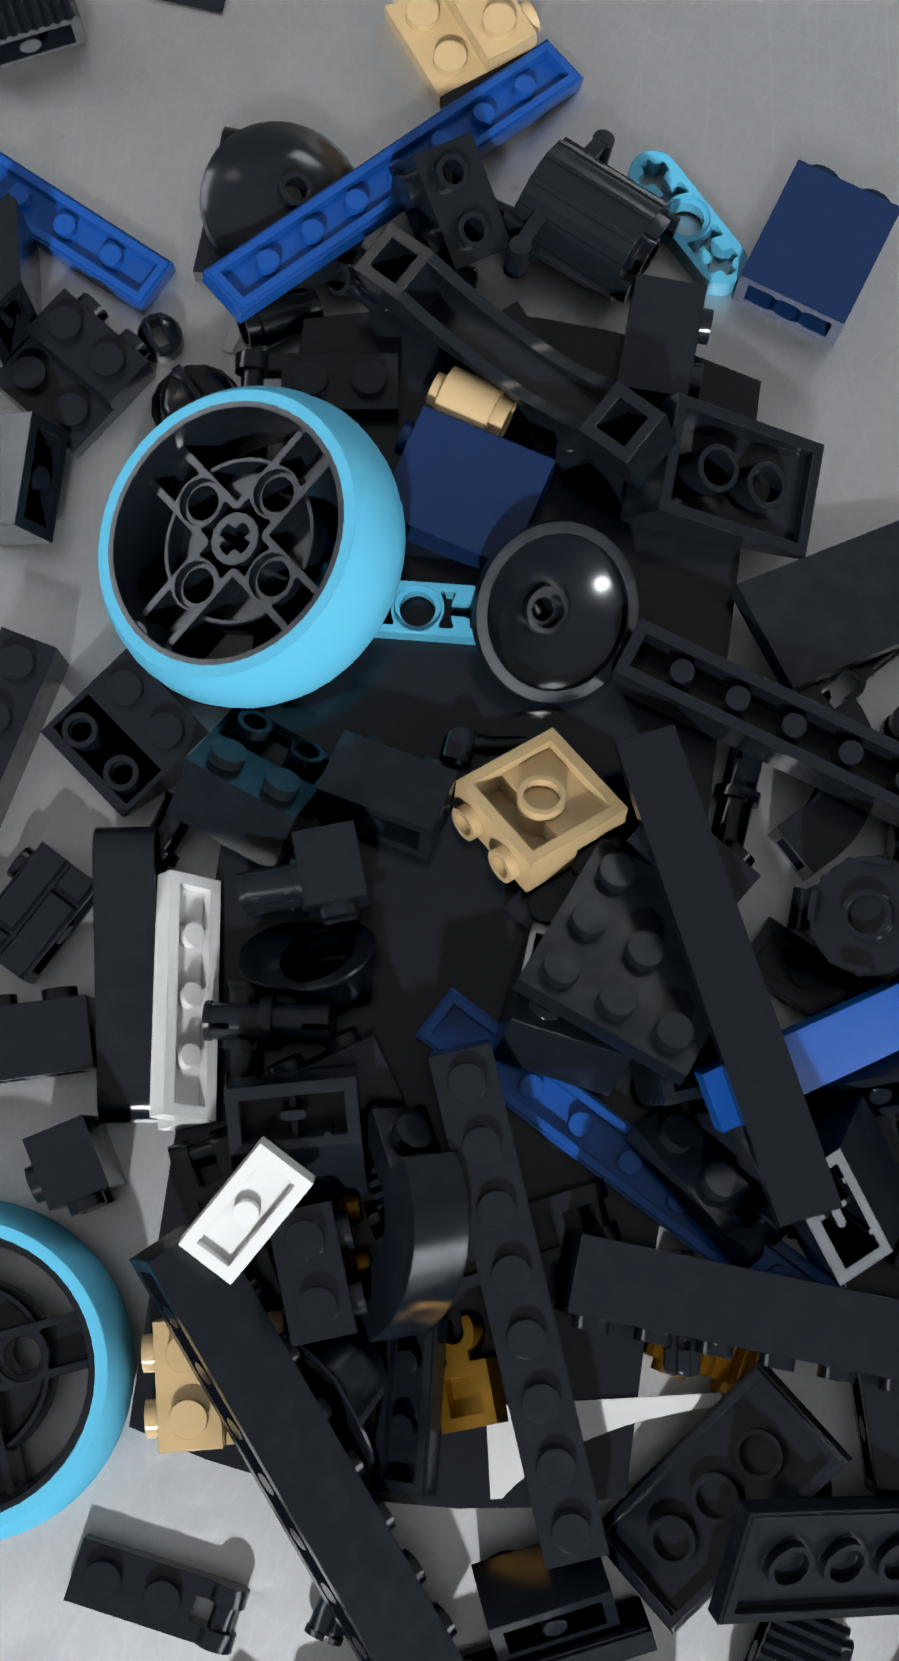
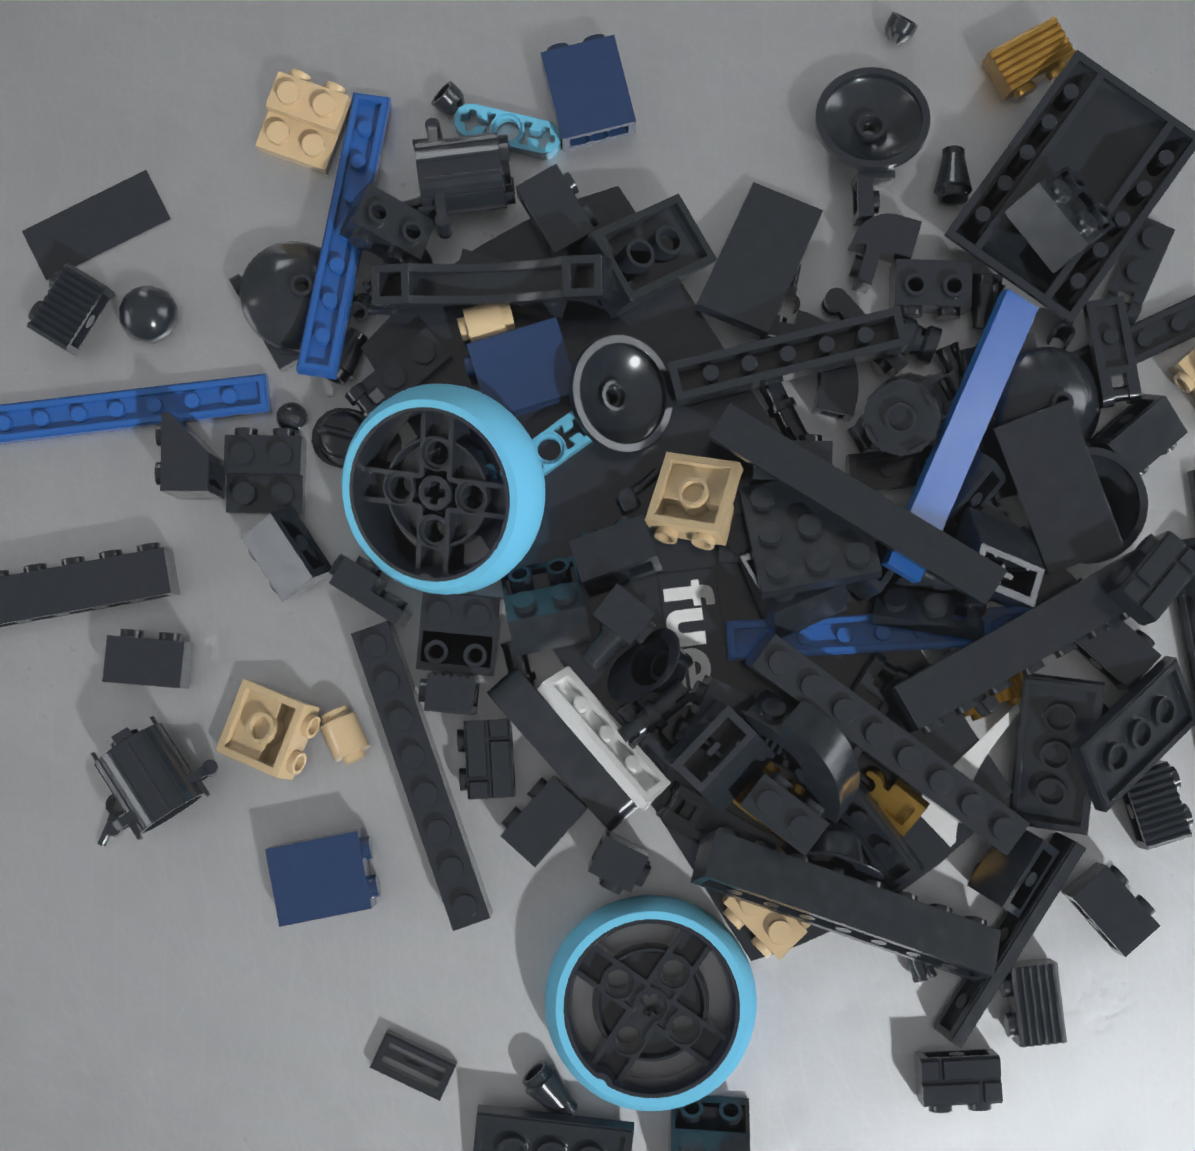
camera: 35 degrees left, 5 degrees up
(55, 794) = (450, 693): none -> black brick
(69, 595) = (363, 583): none -> black plate
(102, 92) = (148, 314): none -> black hair
(155, 1593) = (829, 1026): black plate -> none
(247, 1210) = (730, 811): white plate -> none
(413, 962) = (694, 613): none -> black sticker
(648, 133) = (448, 99): none -> black hinge

